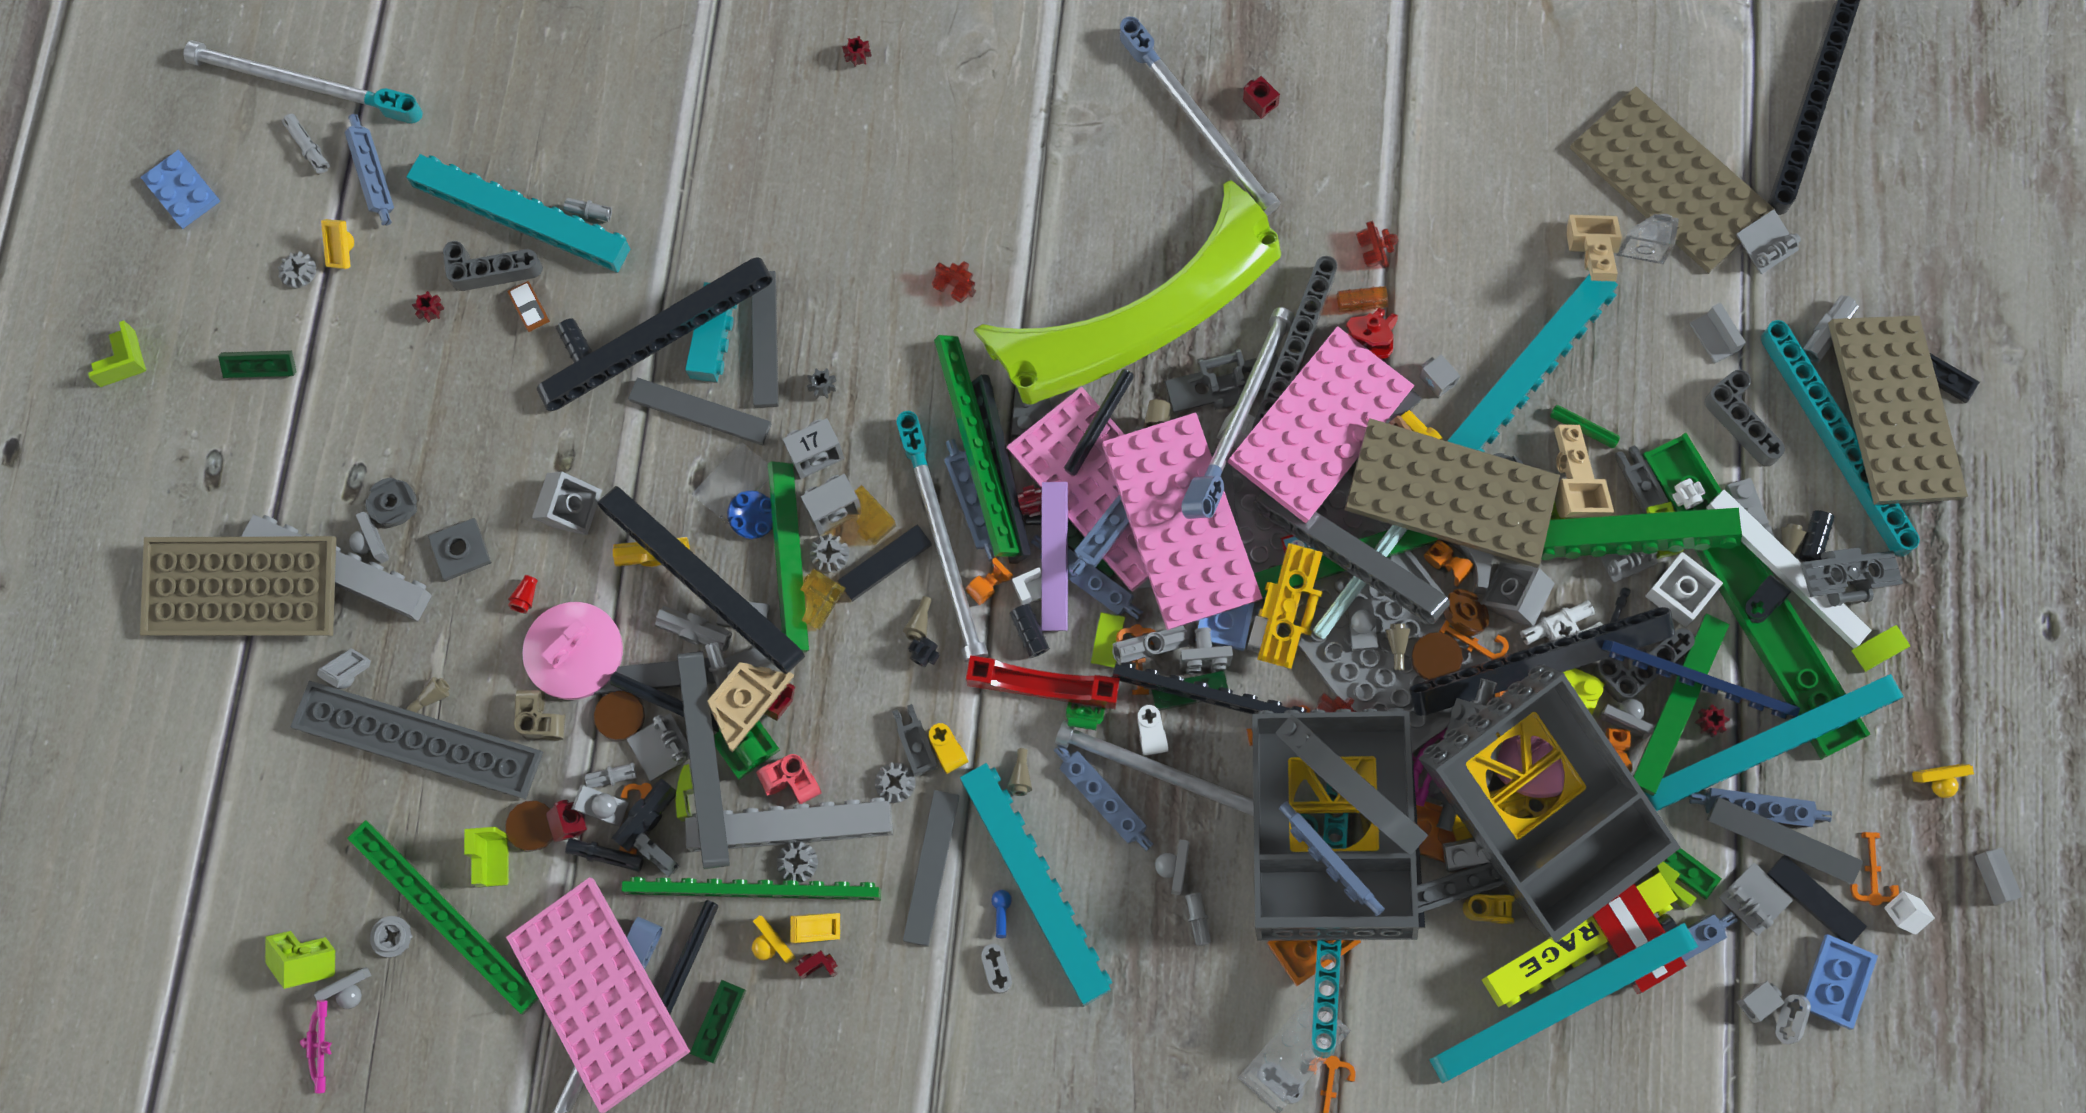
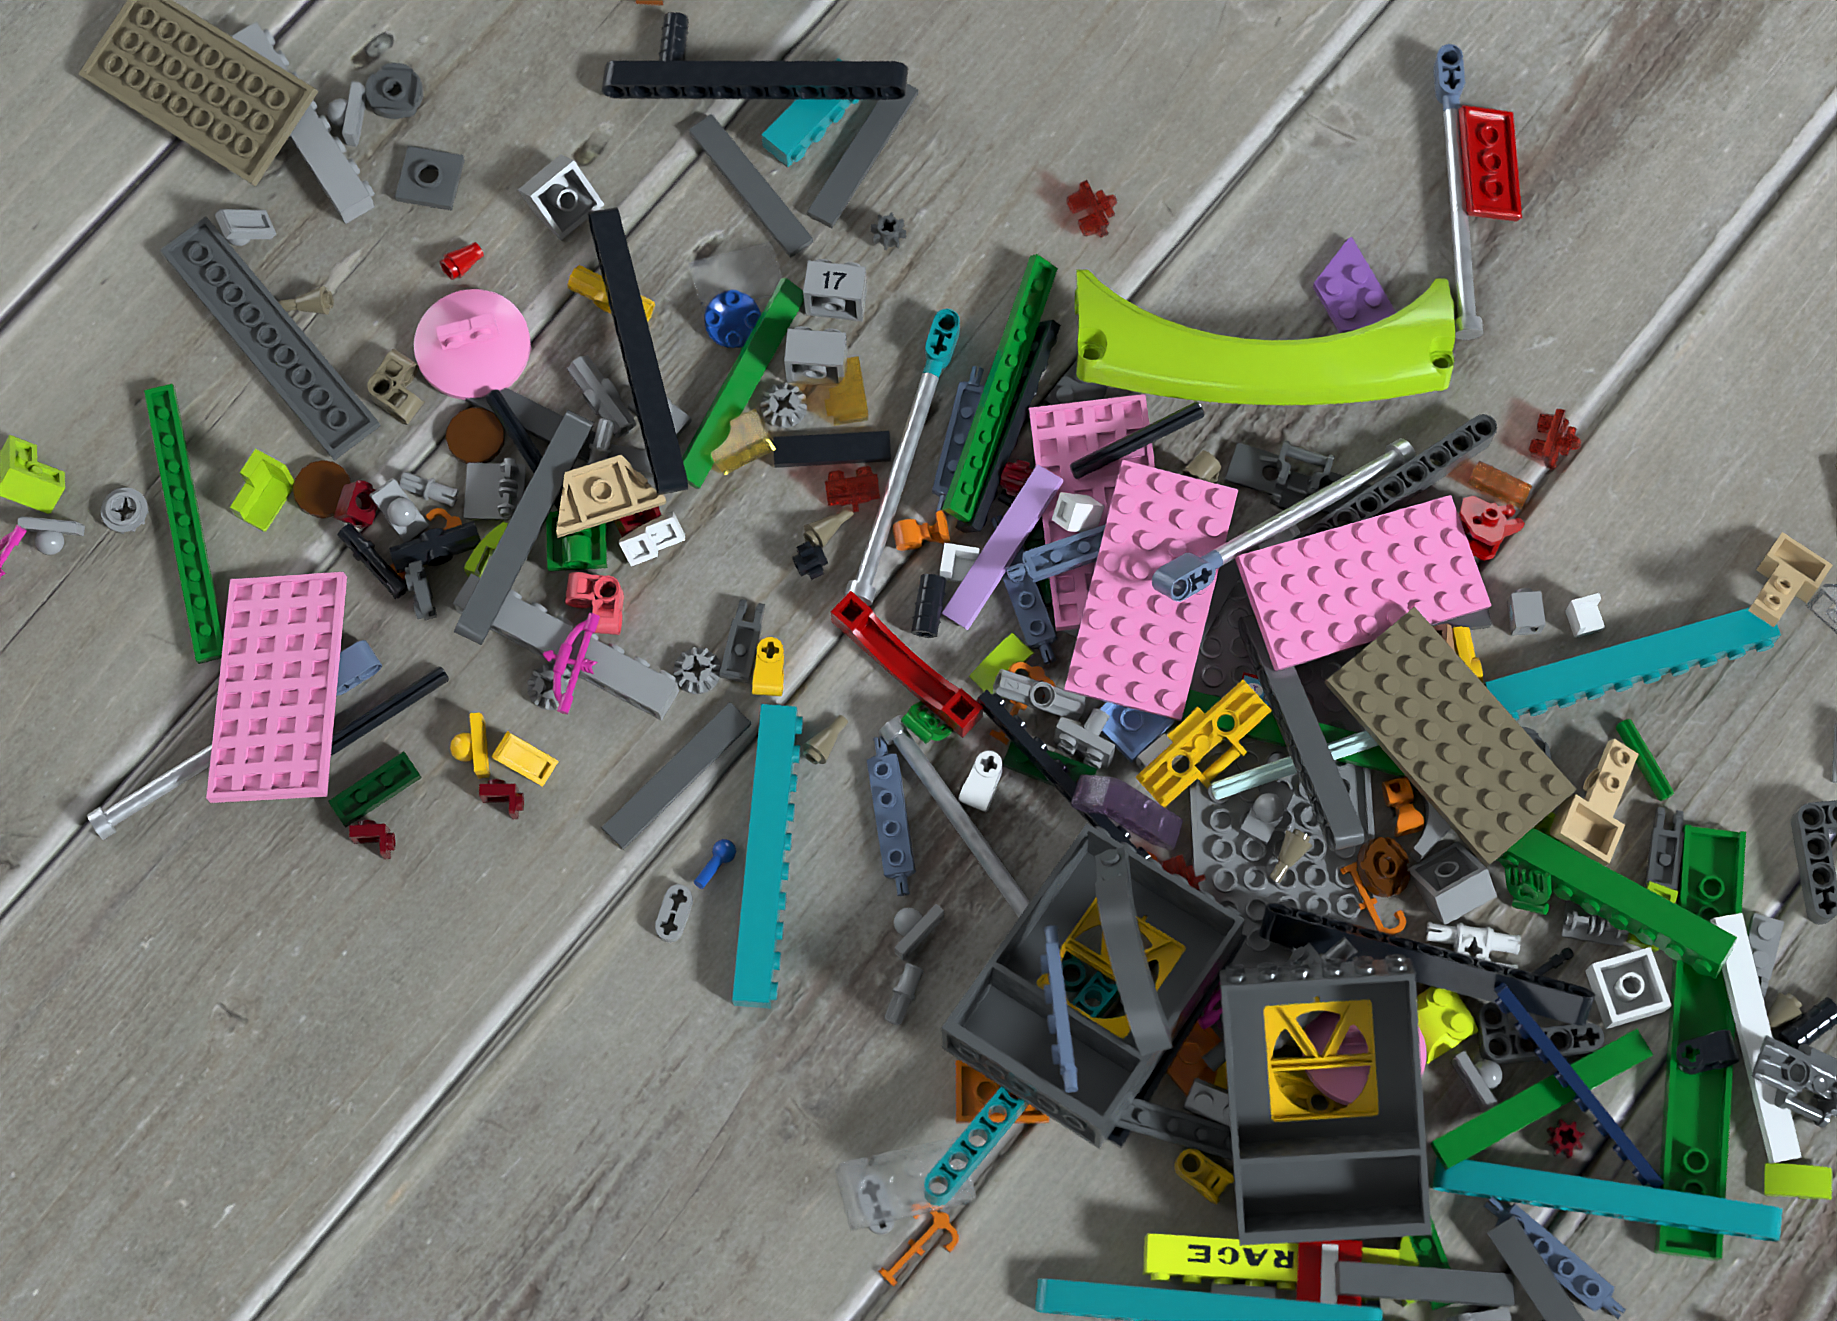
camera: 30 degrees right, 0 degrees up
(734, 1056) = (369, 832): none -> dark red bracket
(741, 888) = (501, 691): green plate -> none
(797, 709) = (654, 535): none -> white slope
(810, 832) = (585, 665): none -> dark pink piece
(920, 583) = (852, 490): none -> clear red hips
(1093, 498) = (1077, 512): none -> white panel
(1173, 229) = (1351, 291): none -> medium lavender wing
(1206, 83) = (1490, 163): none -> red tile
(1263, 105) = (1534, 222): dark red brick -> none
(1268, 685) = (1128, 808): none -> clear purple beam
(1436, 655) = (1321, 890): reddish brown tile -> none
(1479, 353) = (1585, 616): none -> white panel
(1575, 567) = (1528, 894): none -> green piece
(1621, 742) = (1448, 1099): orange leg -> none
(1688, 493) = (1701, 894): white gear -> none
(1692, 885) = (1424, 1284): none -> dark grey tile

